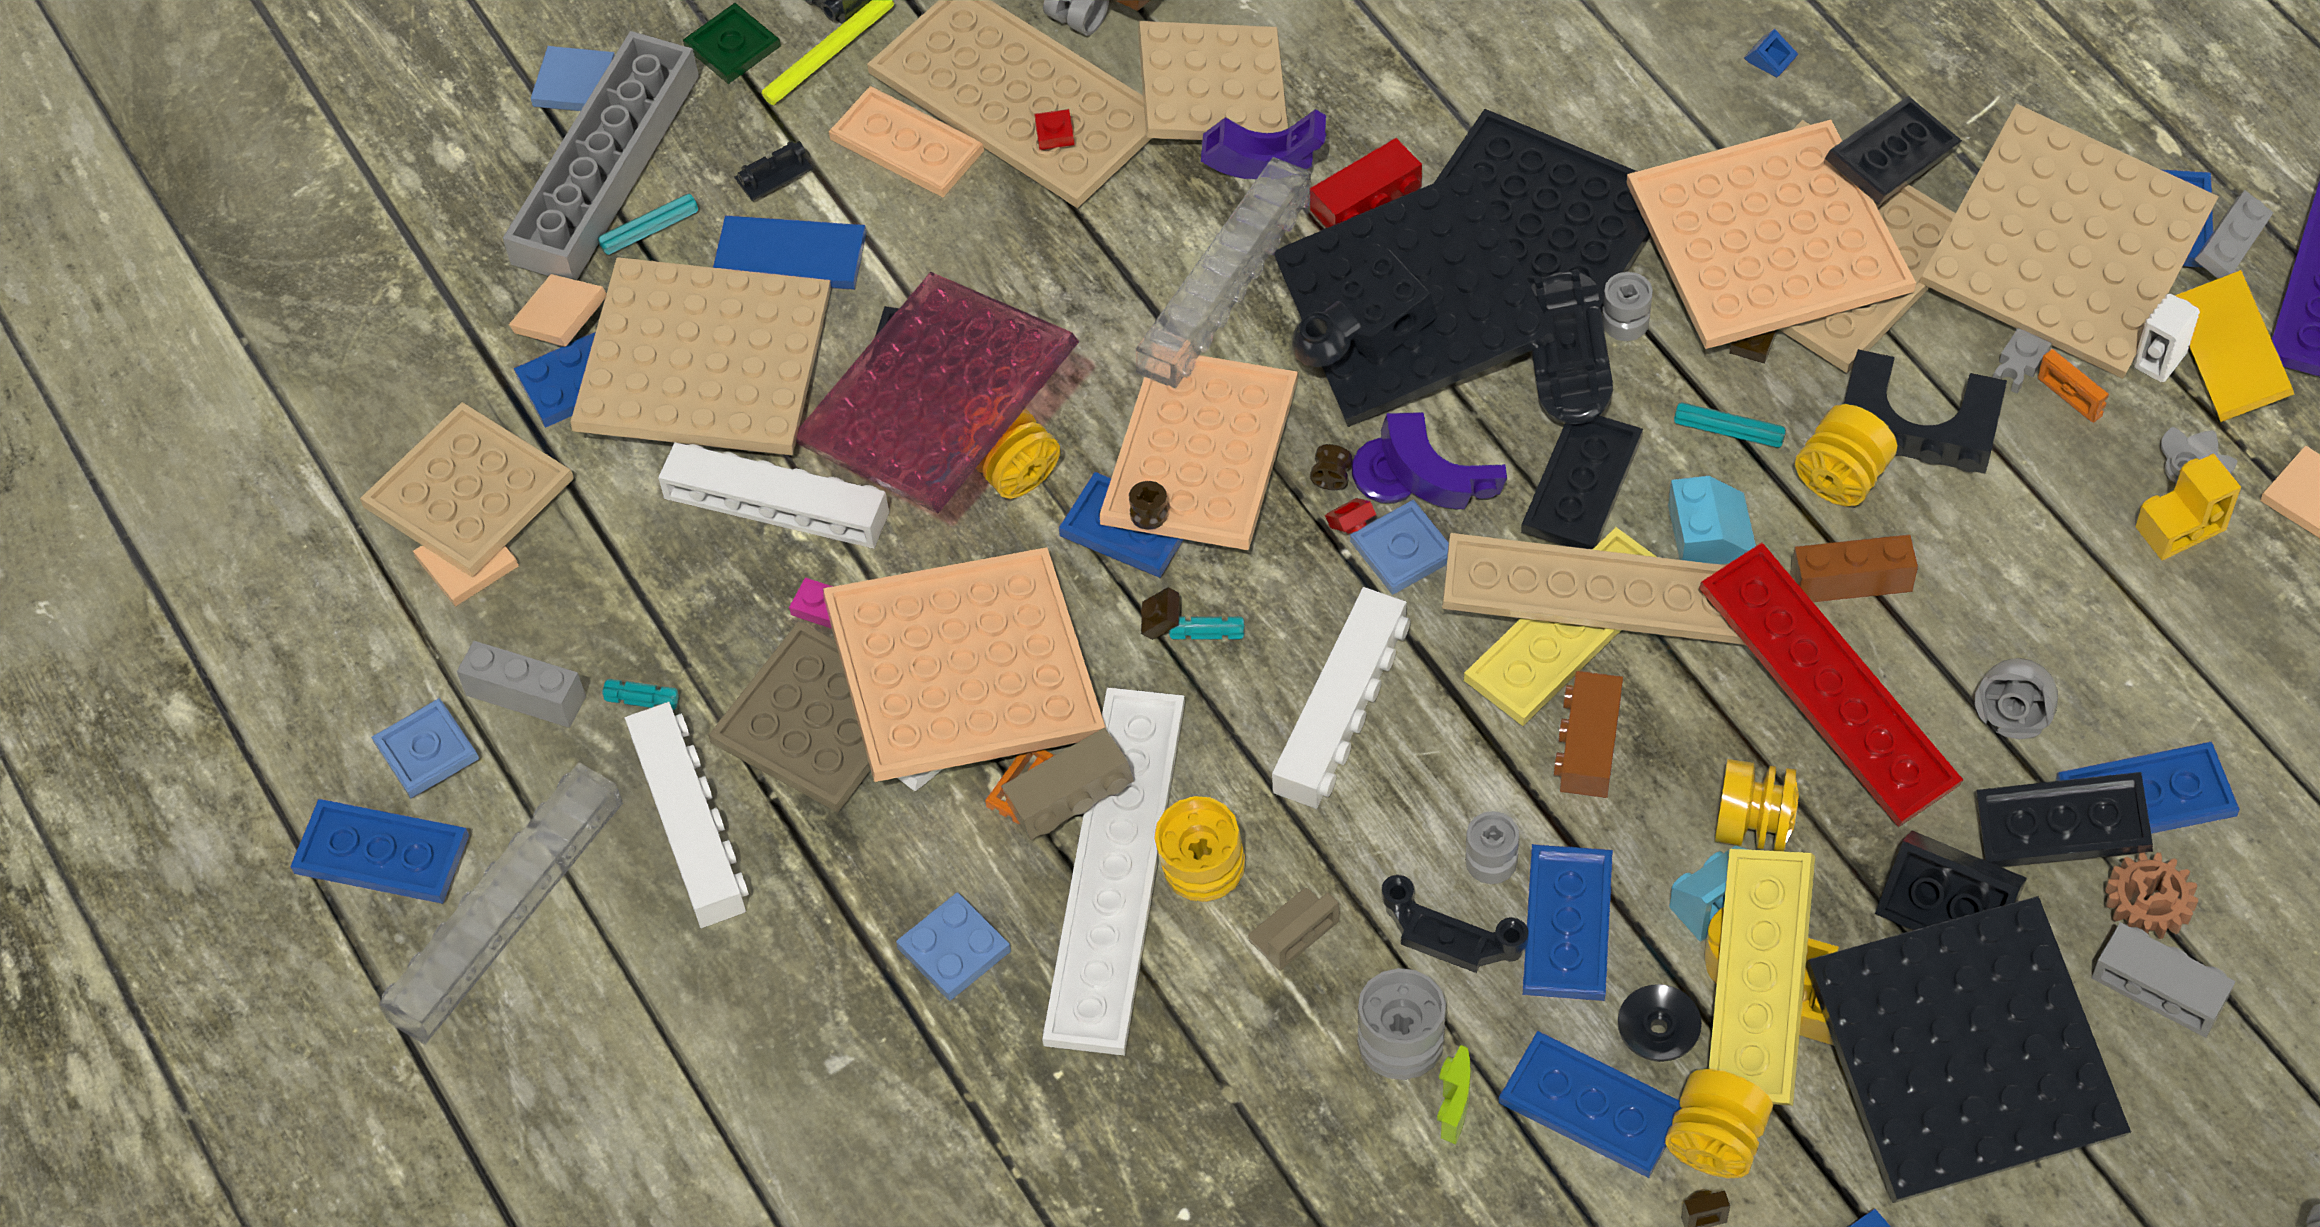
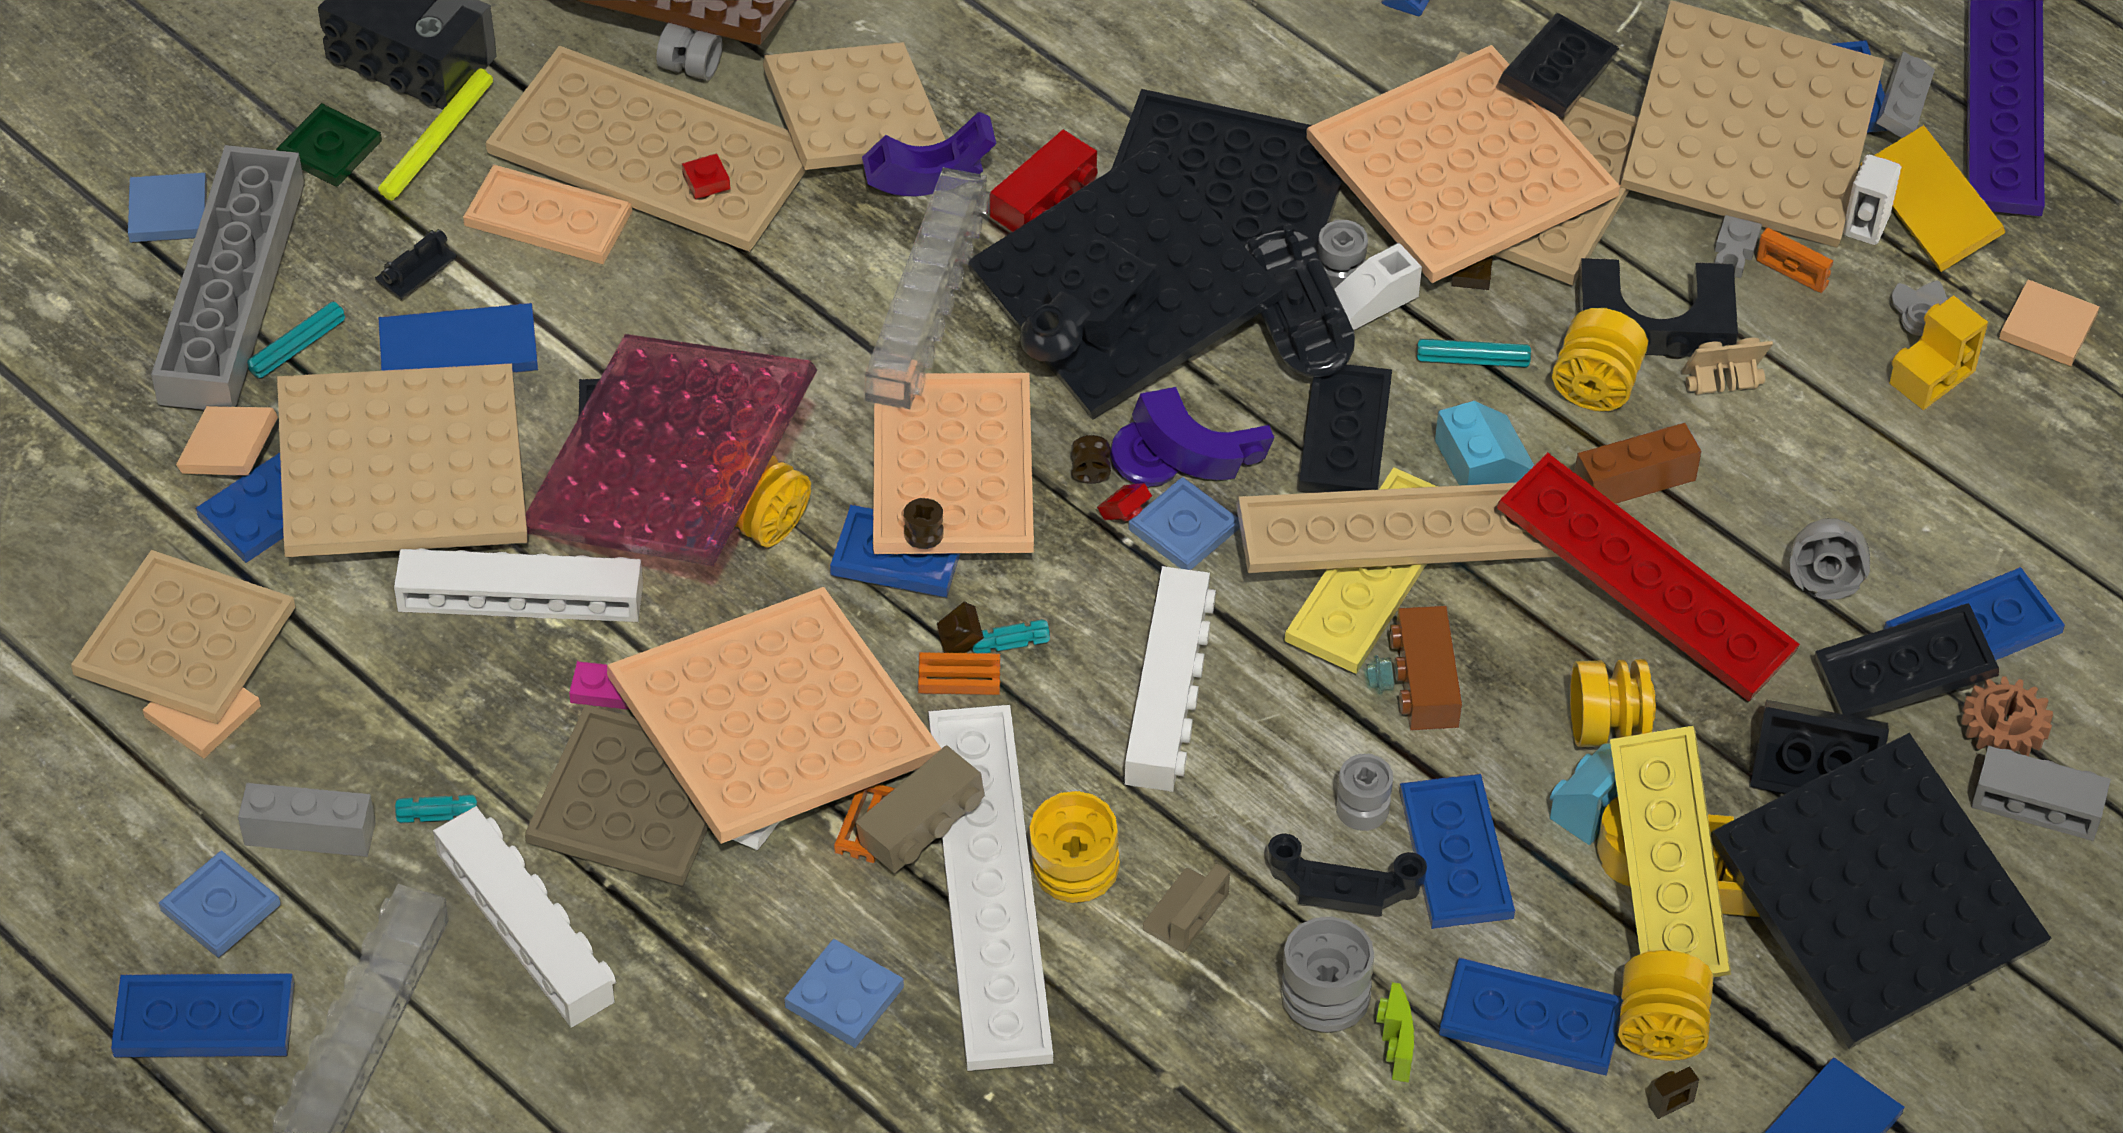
camera: 20 degrees left, 5 degrees down
(1150, 648) = (960, 668): none -> orange tile
(1545, 731) = (1380, 674): none -> clear light blue plate
(1651, 344) = (1380, 285): none -> white slope
(1663, 1007) = (1578, 912): black dish -> none
(1957, 472) = (1737, 360): none -> tan hinge

